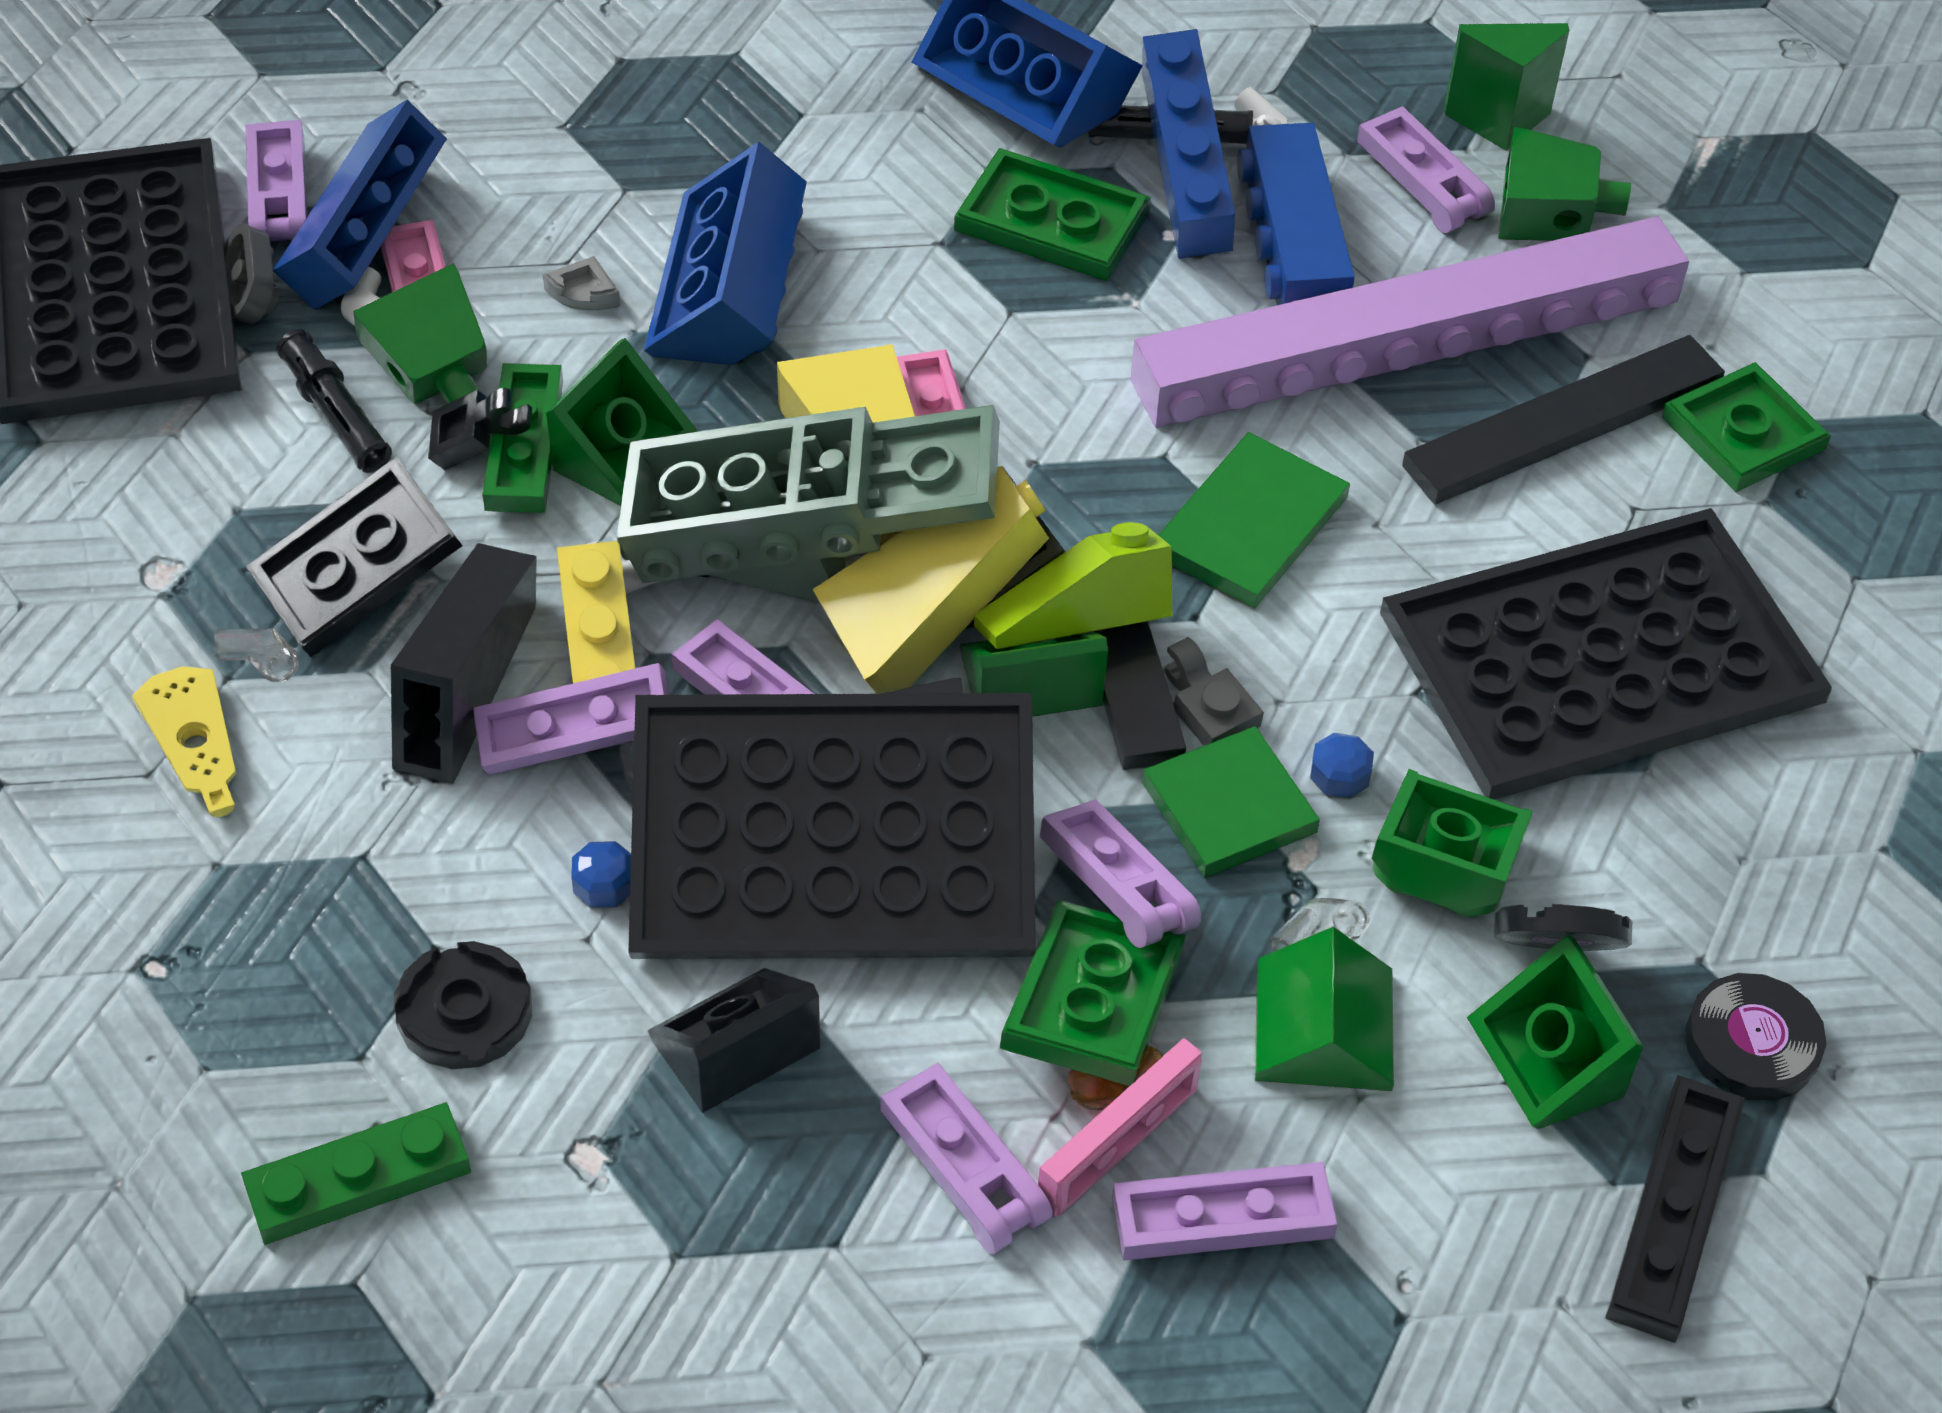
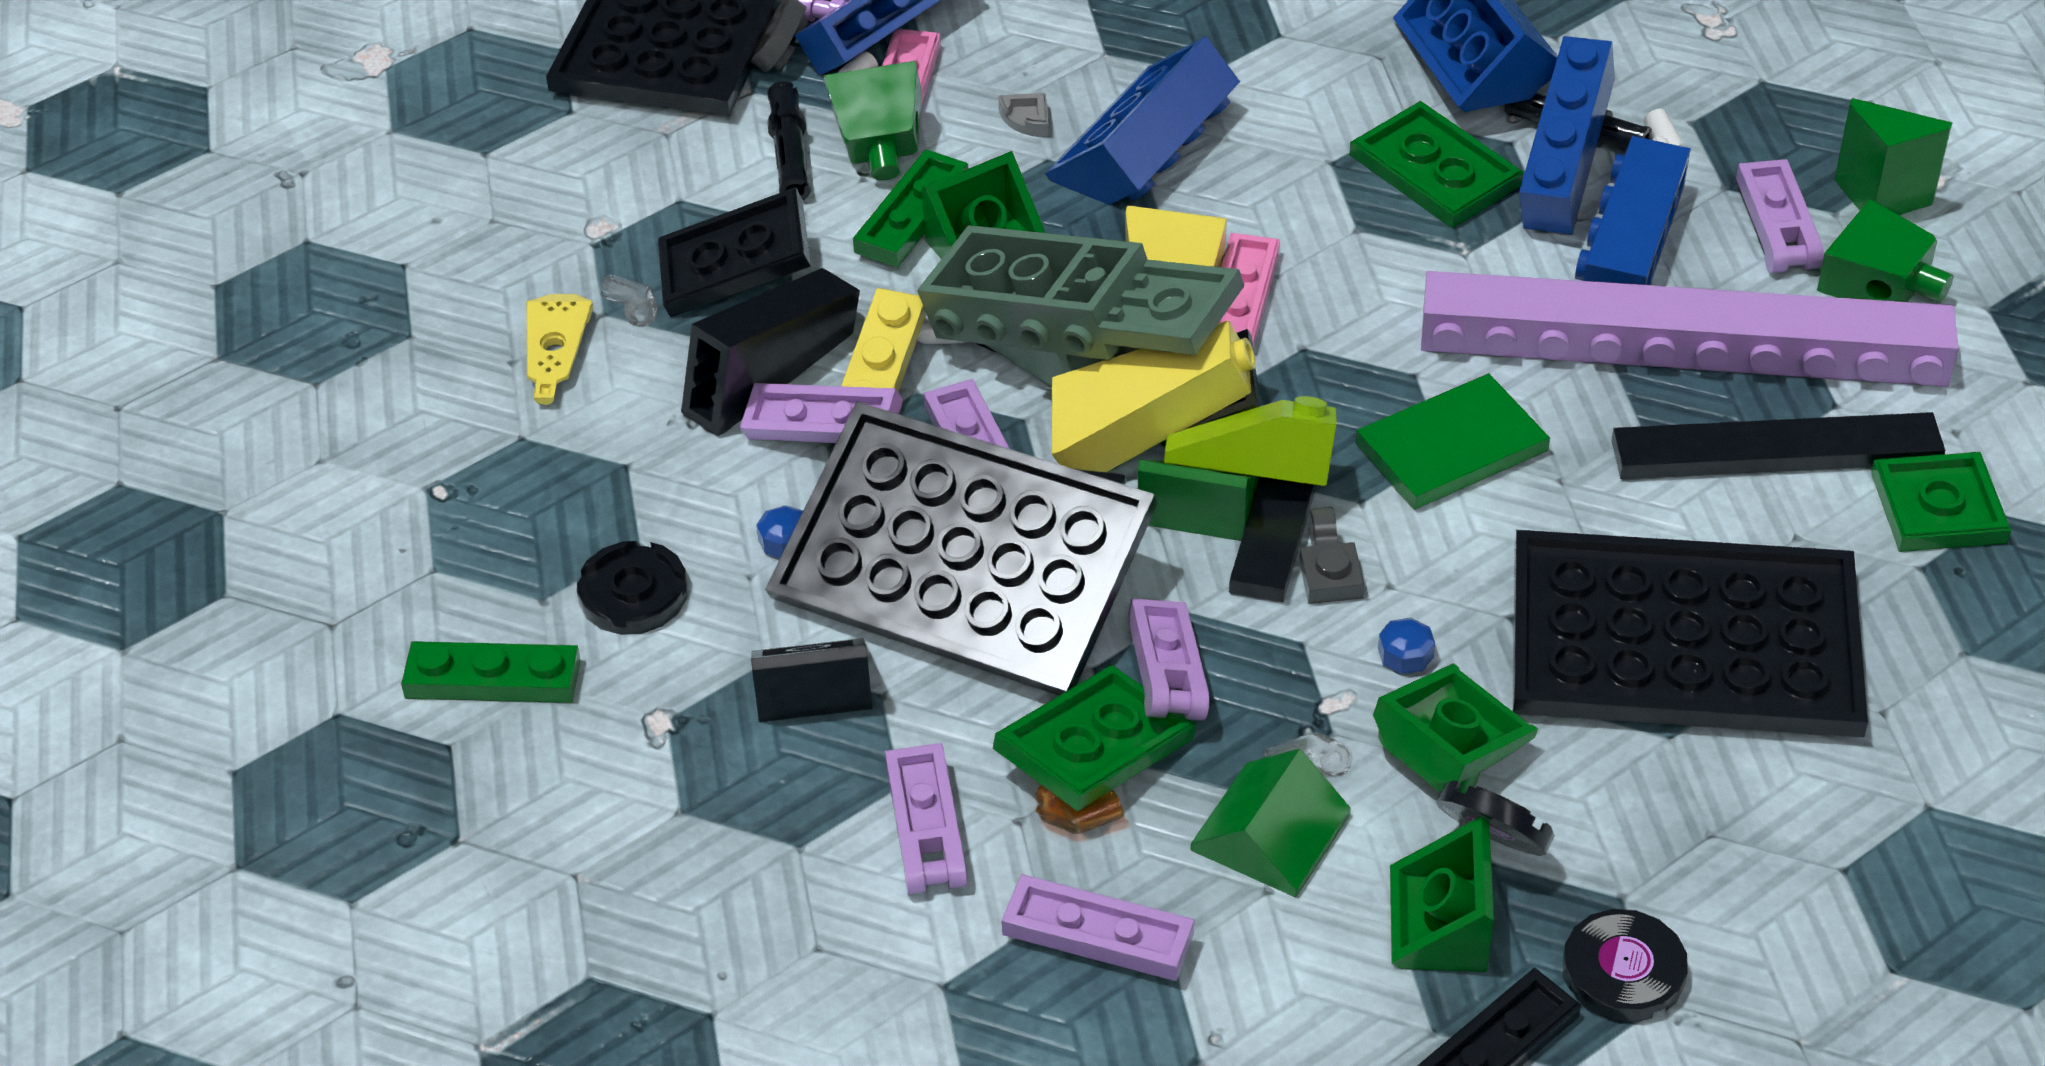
camera: 30 degrees right, 5 degrees down
(465, 425) = (874, 183): black plate -> none
(1120, 1127) = (1053, 838): bright pink tile -> none
(1230, 801) = (1298, 642): green tile -> none

